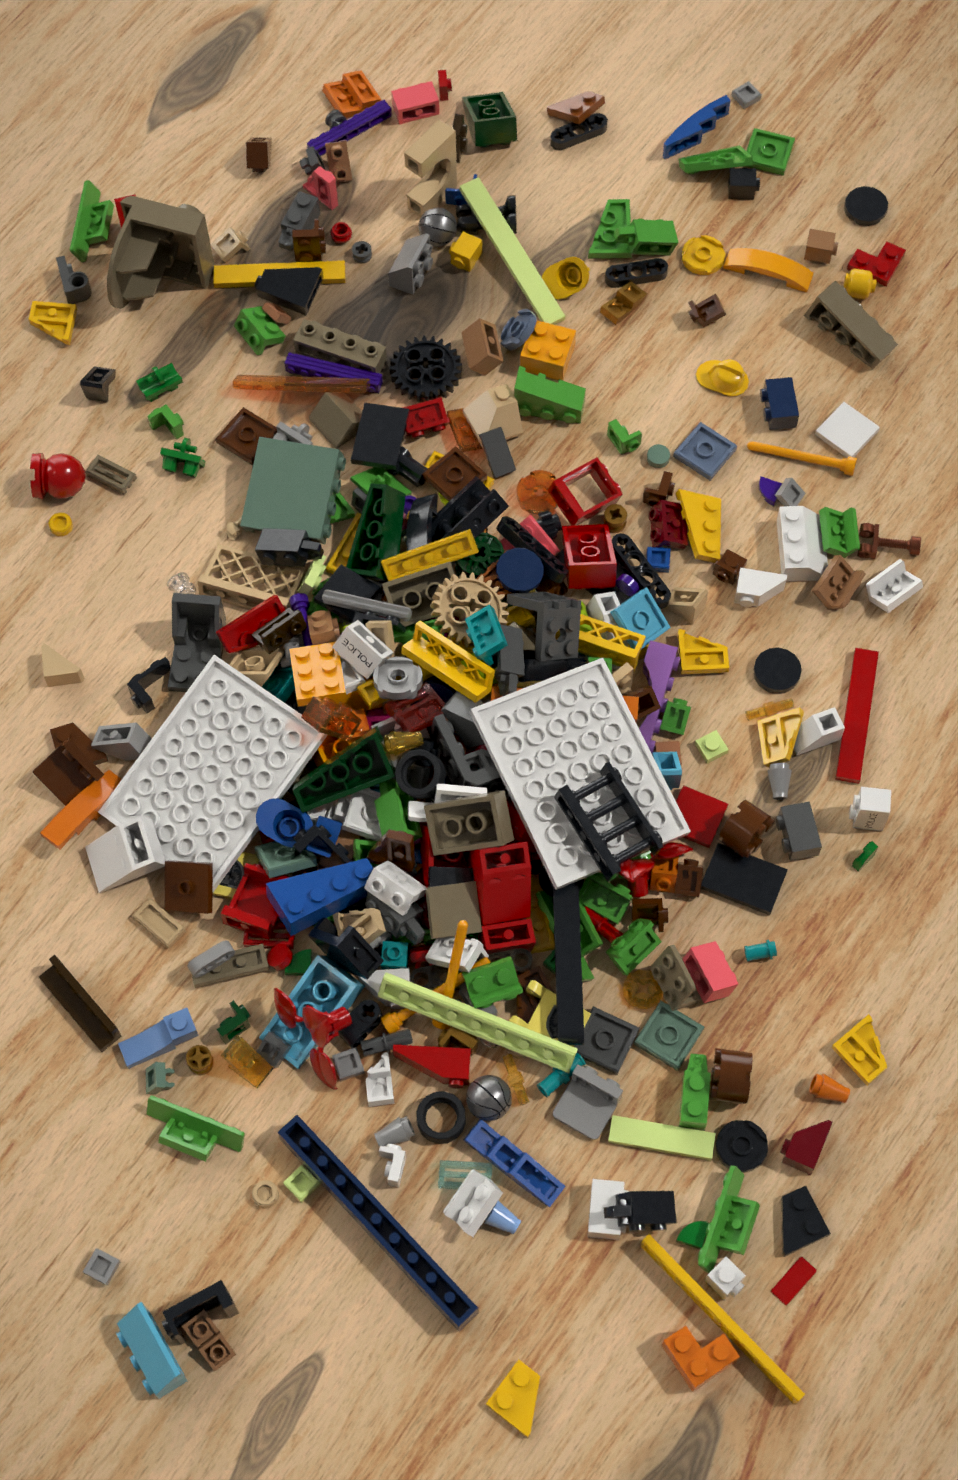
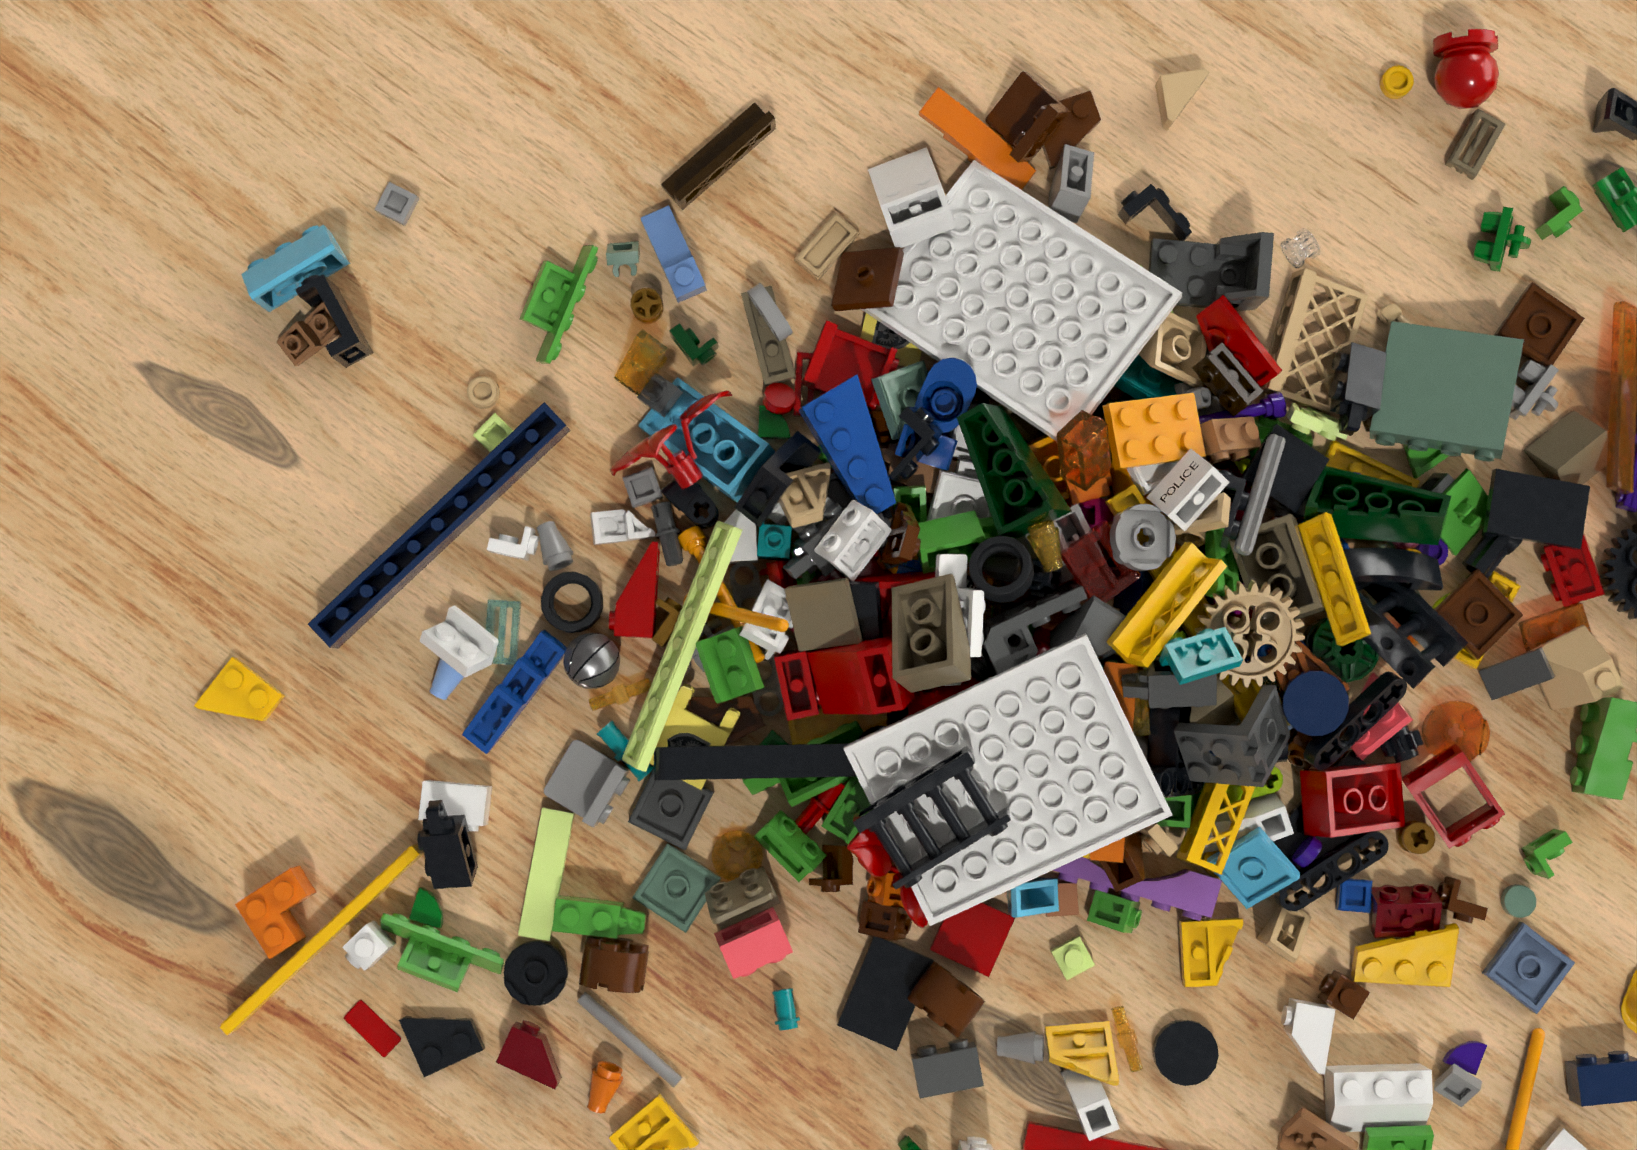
camera: 85 degrees right, 20 degrees up
(790, 1071) = (629, 1039): none -> light grey bar

